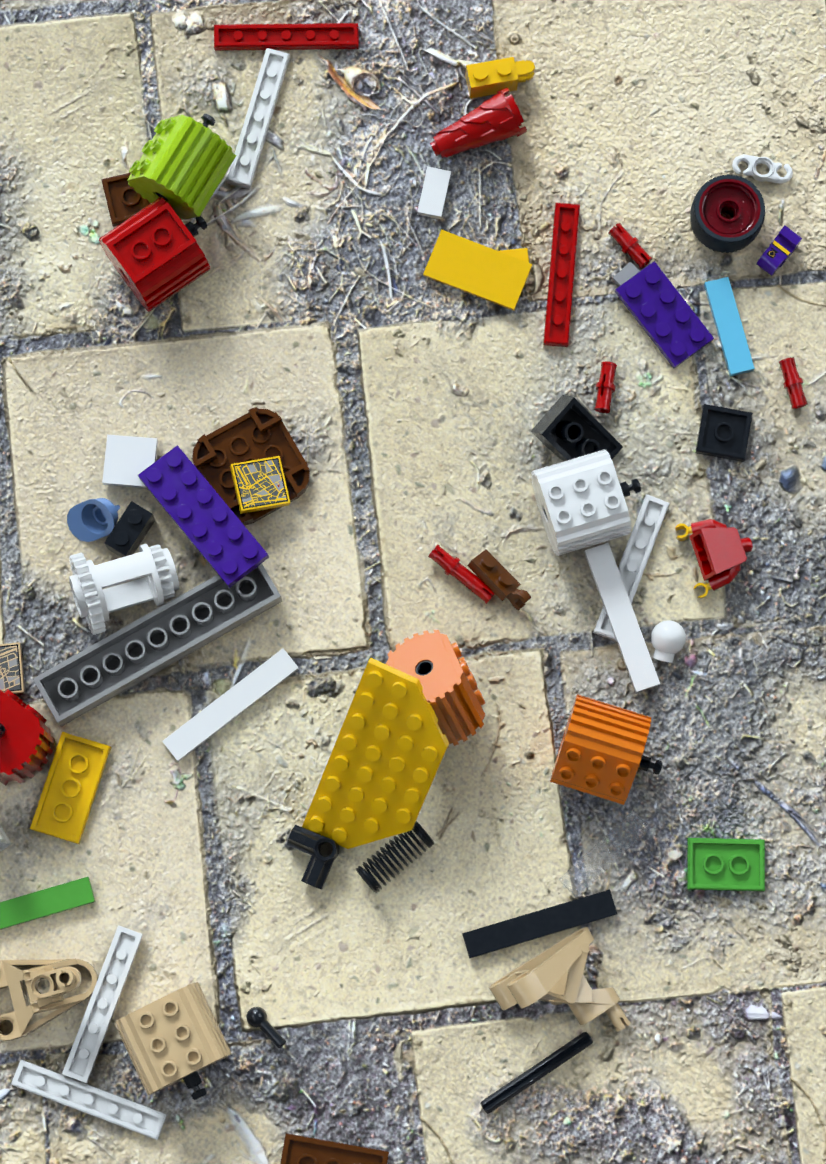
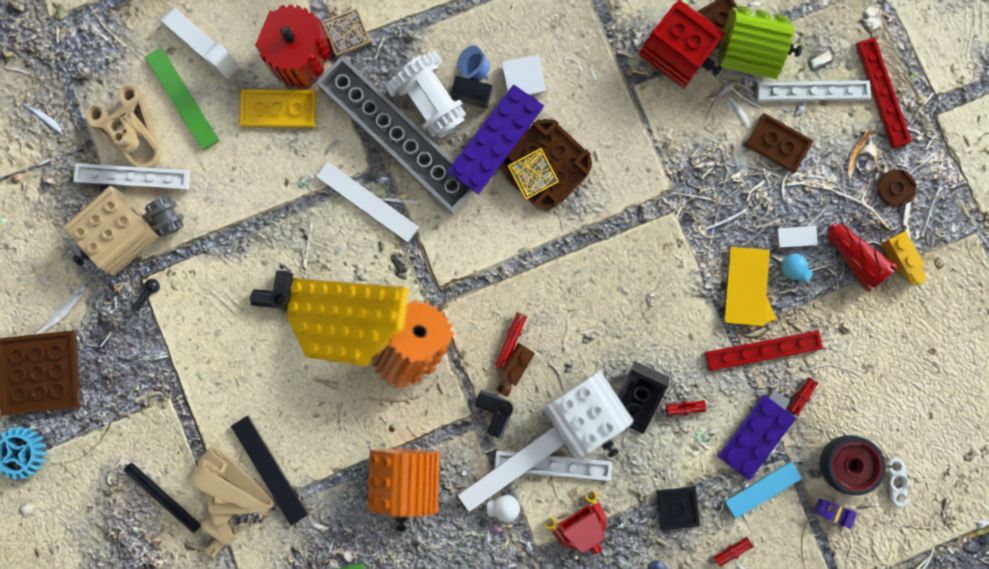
camera: 80 degrees right, 5 degrees up
(89, 1099) = (65, 187): white tile -> none
(170, 970) = (164, 216): none -> dark grey piece
(310, 178) = (779, 143): none -> reddish brown tile
(367, 875) = (265, 338): black piece -> none
(408, 59) = (896, 188): none -> reddish brown tile
(472, 205) = (796, 268): none -> medium azure piece
(535, 618) = (492, 404): none -> black piece

